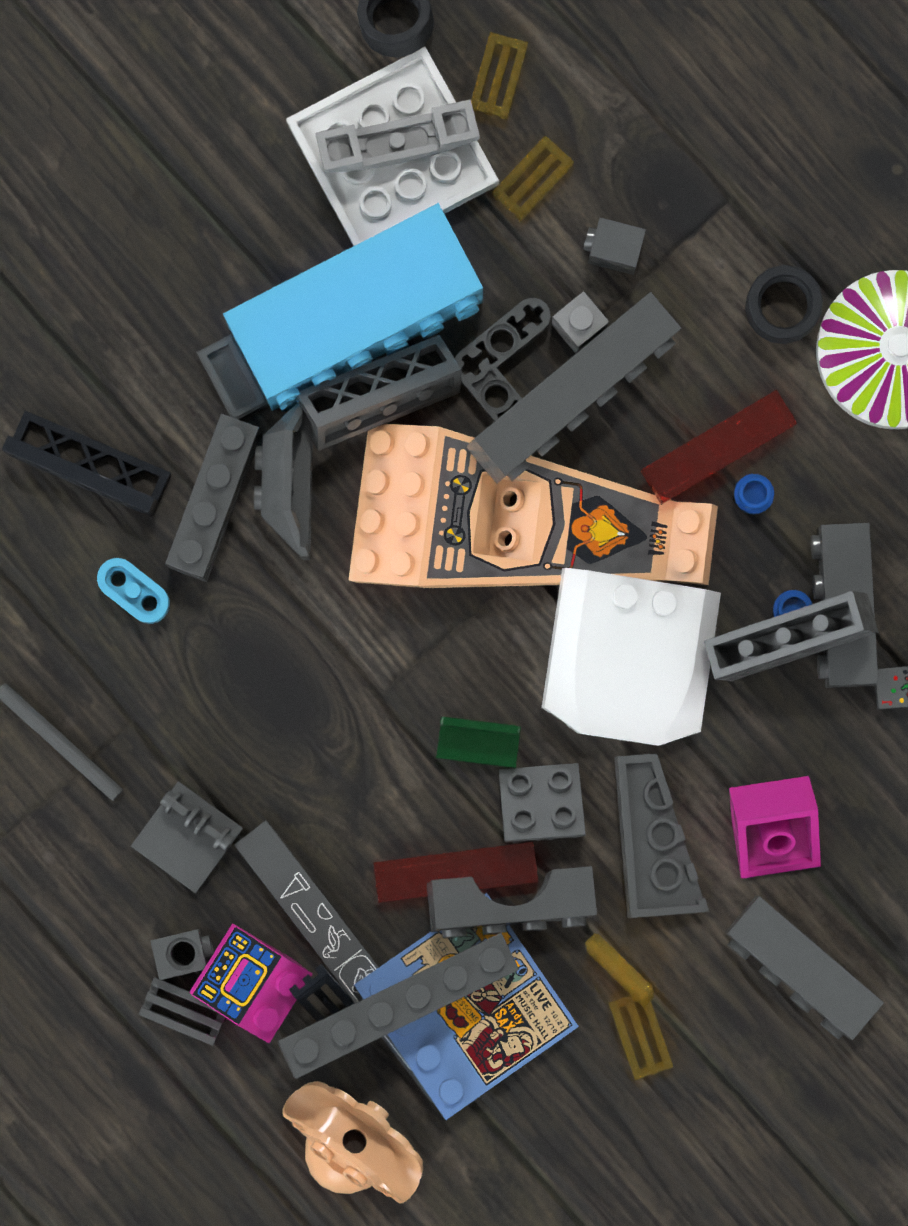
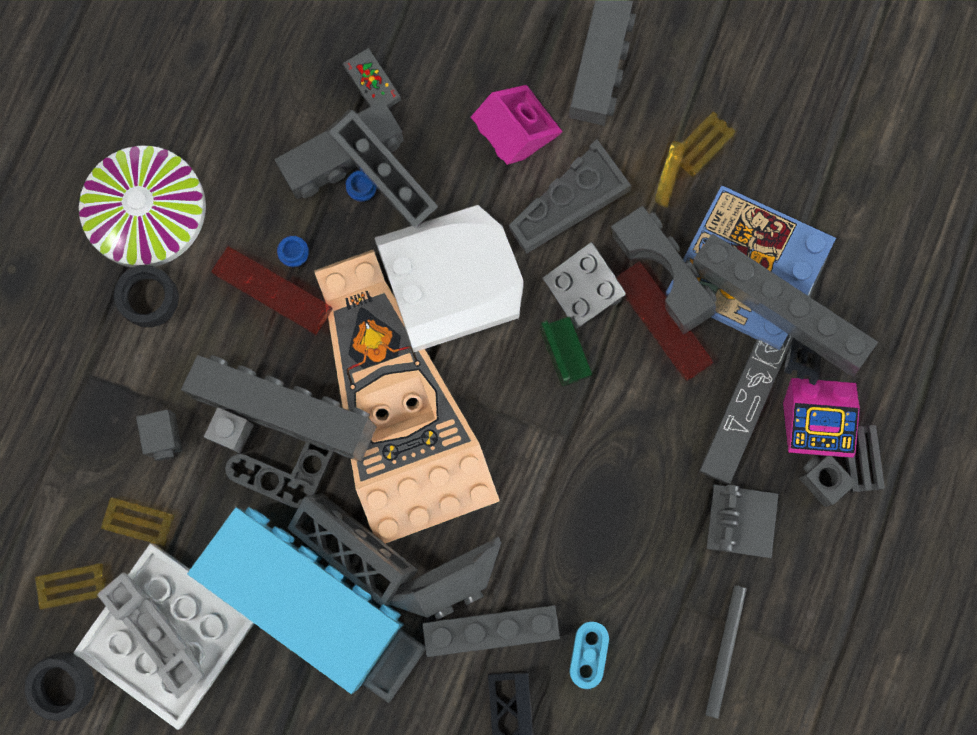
camera: 120 degrees left, 5 degrees down
(324, 1118) = (887, 265): light nougat piece -> none

